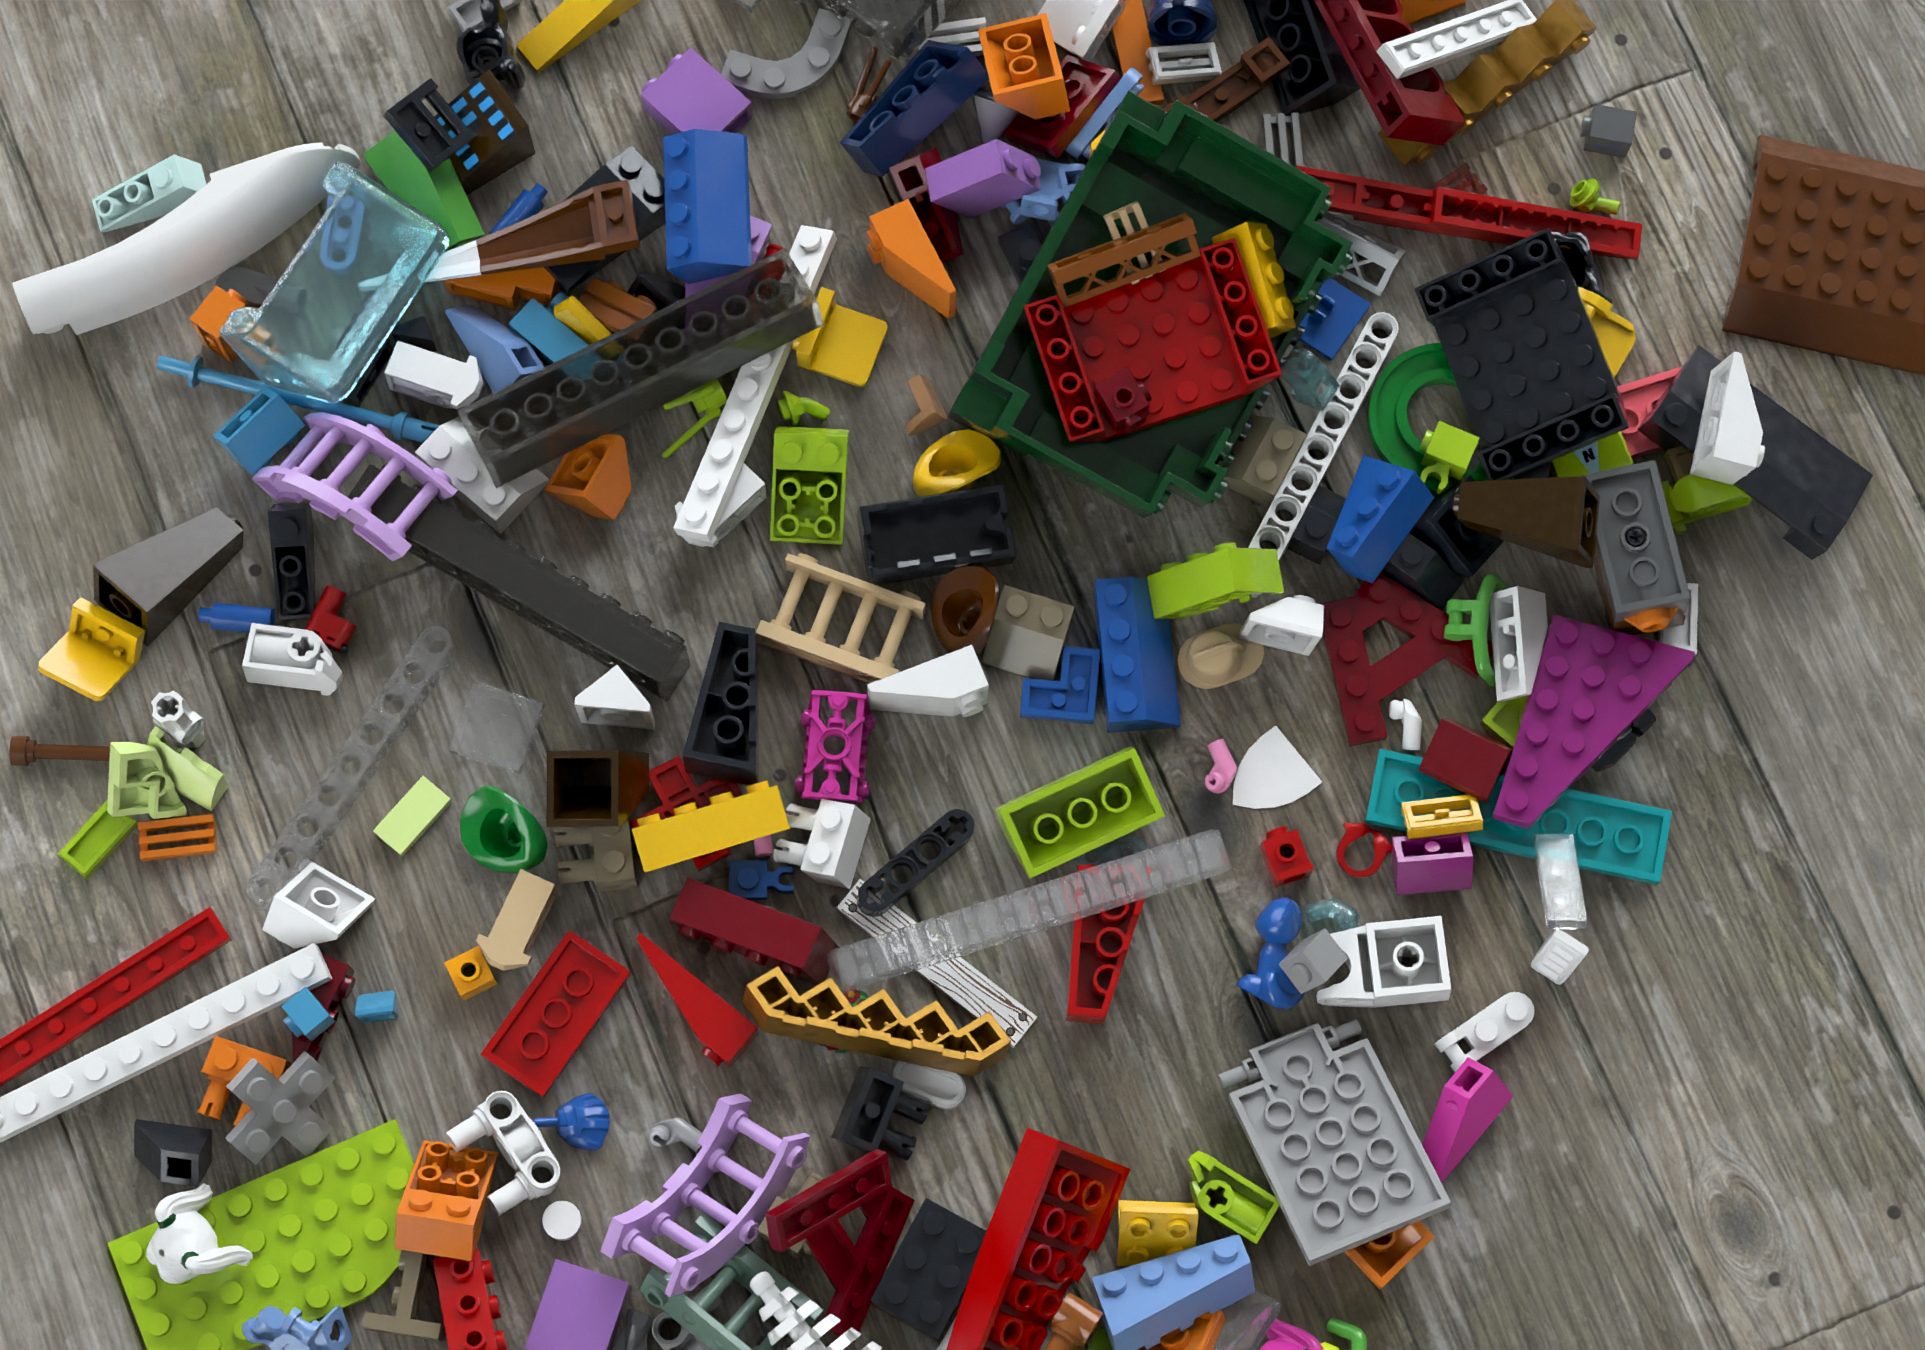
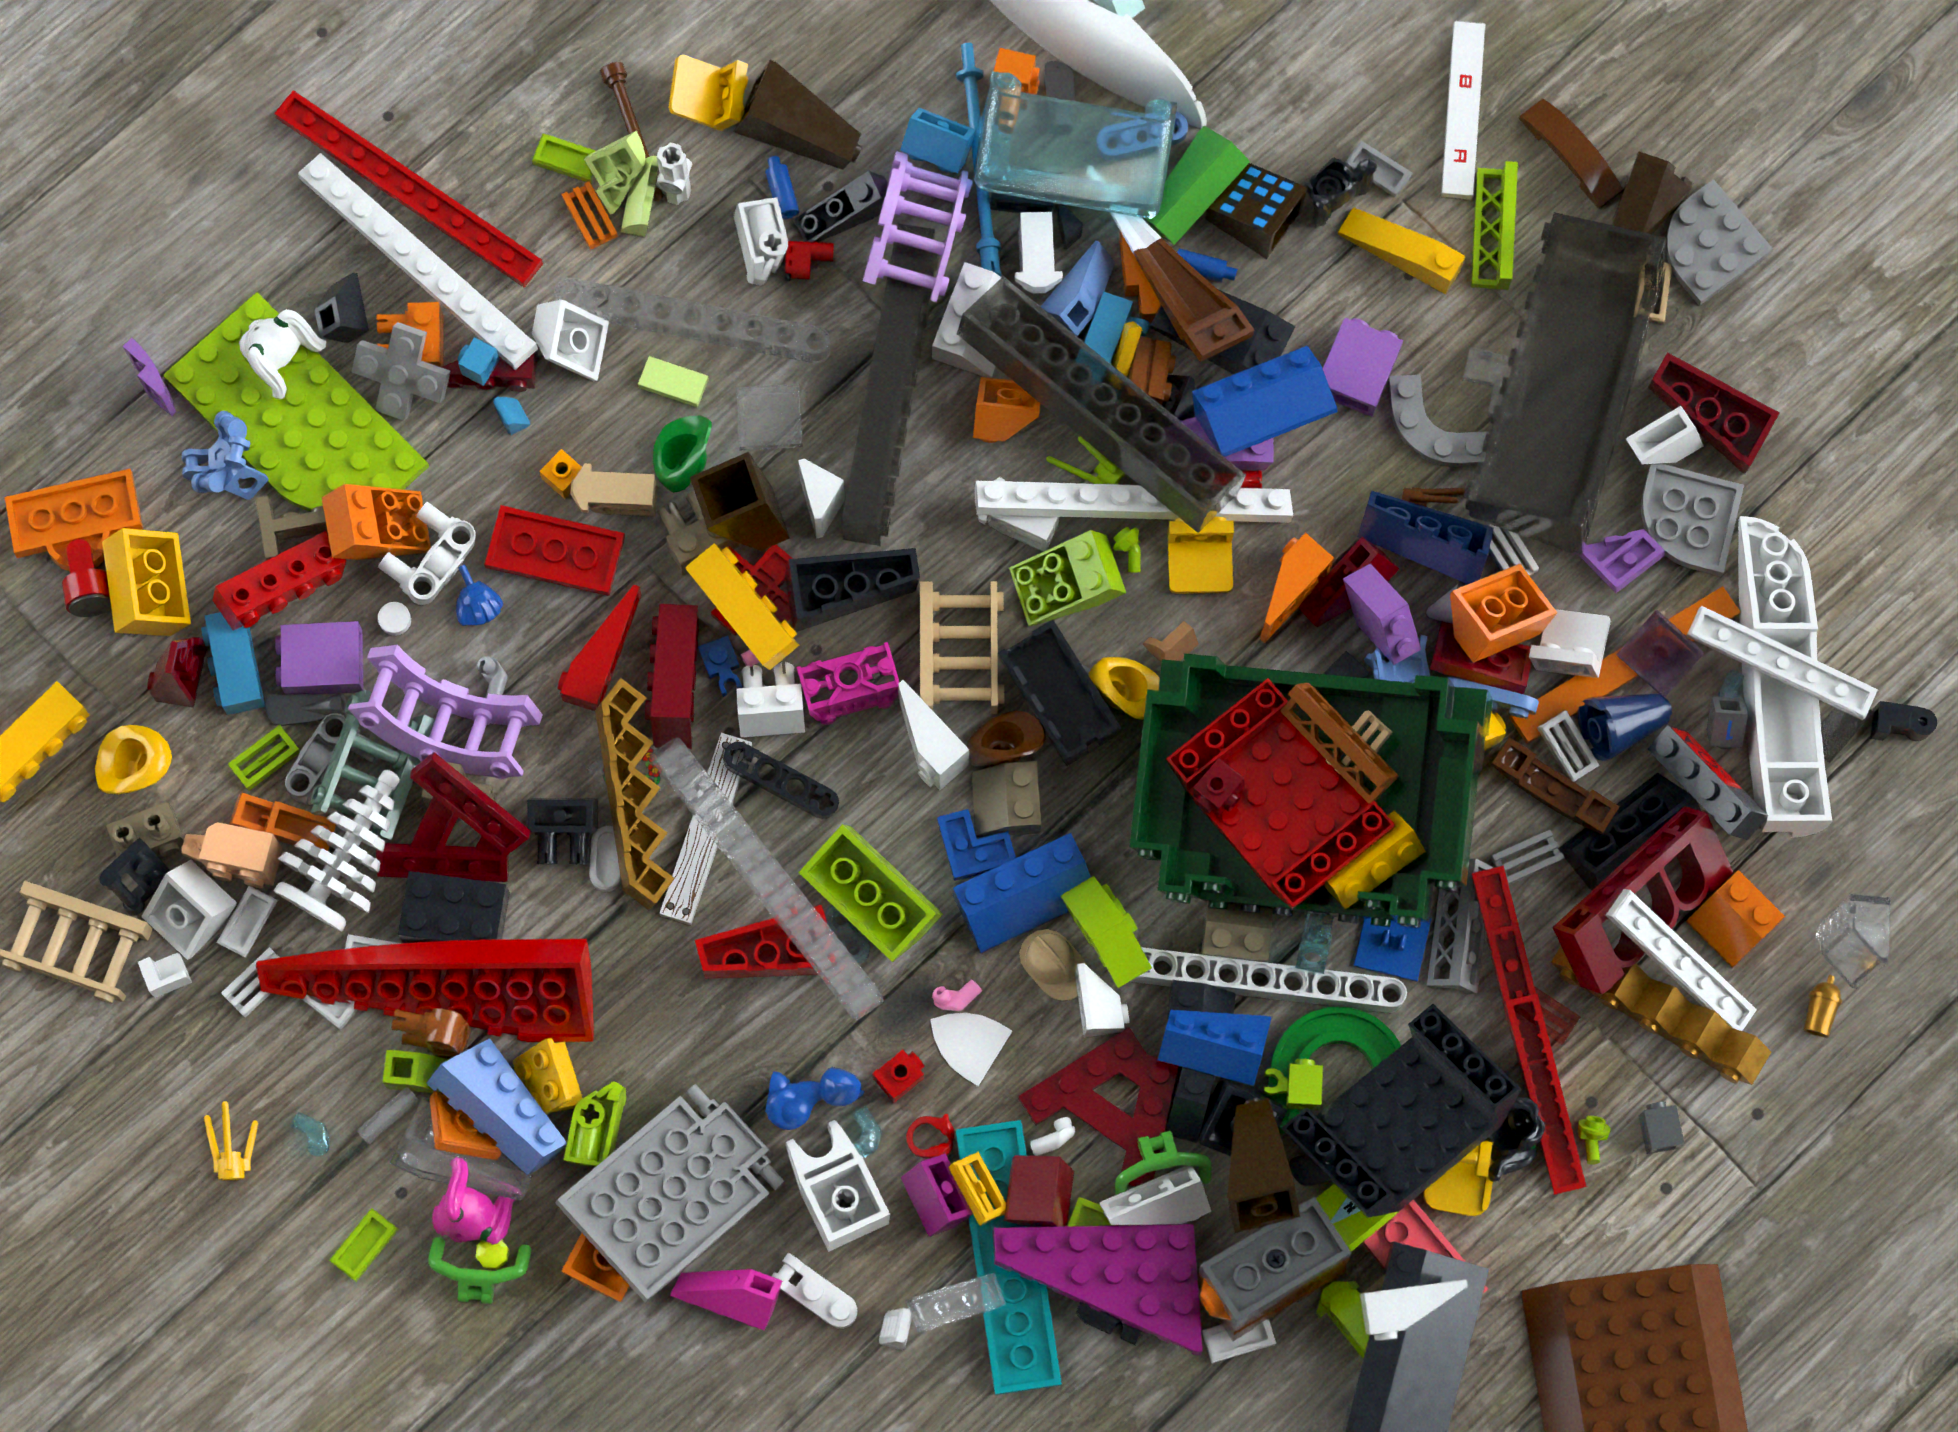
camera: 70 degrees right, 0 degrees up
(423, 131) = (1229, 156): black plate -> none
(1313, 961) = (812, 1122): light grey brick -> none

